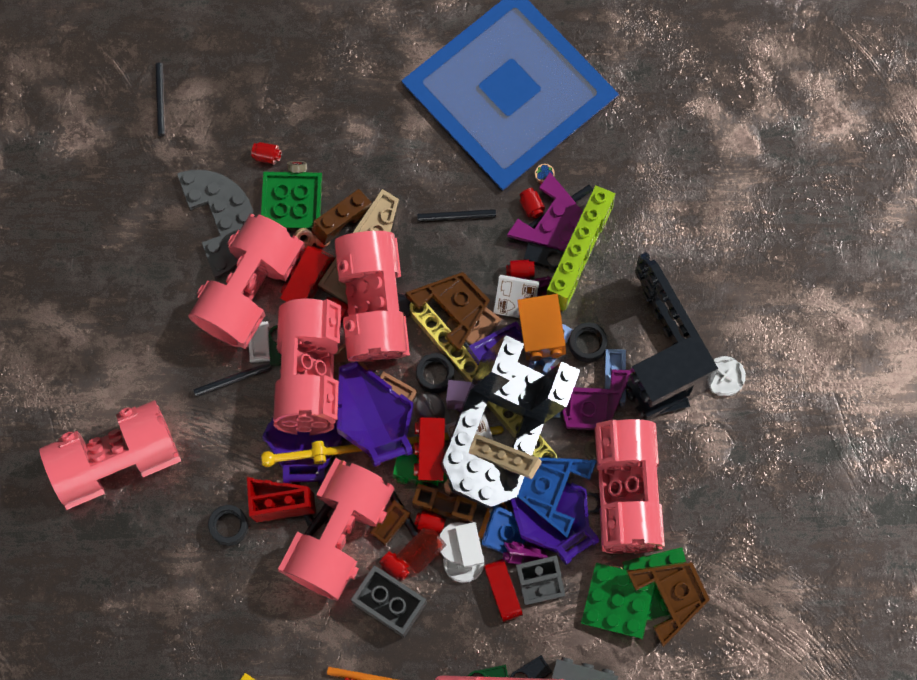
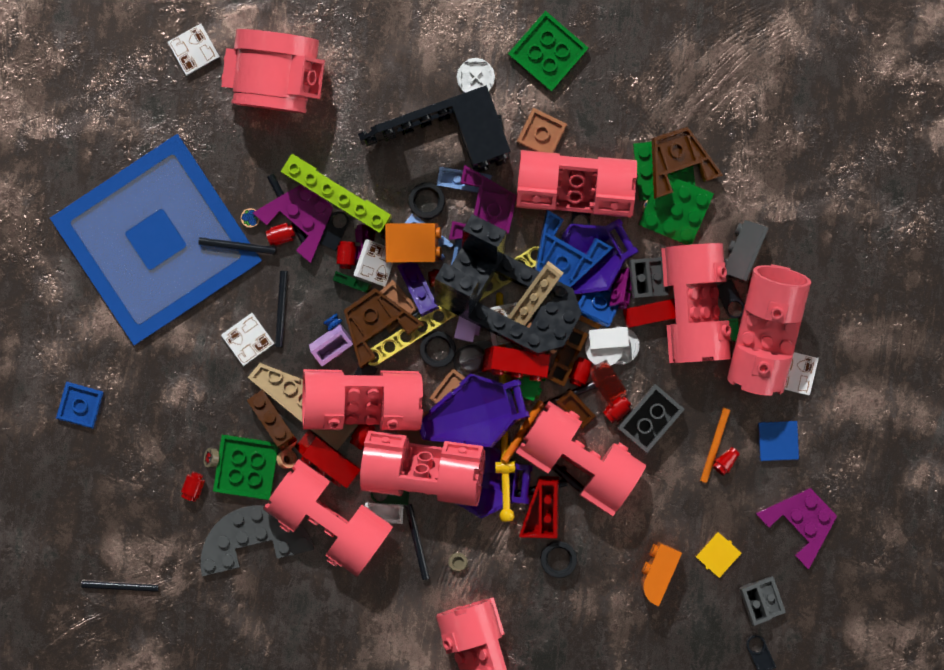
camera: 90 degrees left, 15 degrees up
(215, 423) = (458, 562): none -> dark tan tile
(224, 630) = (659, 571): none -> orange brick
(336, 40) = (79, 405): none -> blue tile
(336, 454) = (522, 432): none -> orange bar
(421, 187) = (247, 339): none -> white tile
(425, 264) = (331, 344): none -> lavender brick
(450, 265) = (332, 321): none -> blue bush
(493, 277) = (352, 282): none -> dark green piece
(514, 162) = (236, 245): none -> black bar
(545, 627) = (695, 275): none -> coral cylinder
(678, 450) = (541, 132): none -> nougat tile
(697, 167) = (273, 70): none -> coral cylinder
(705, 99) = (193, 49): none -> white tile
(765, 445) = (548, 51): none -> green plate

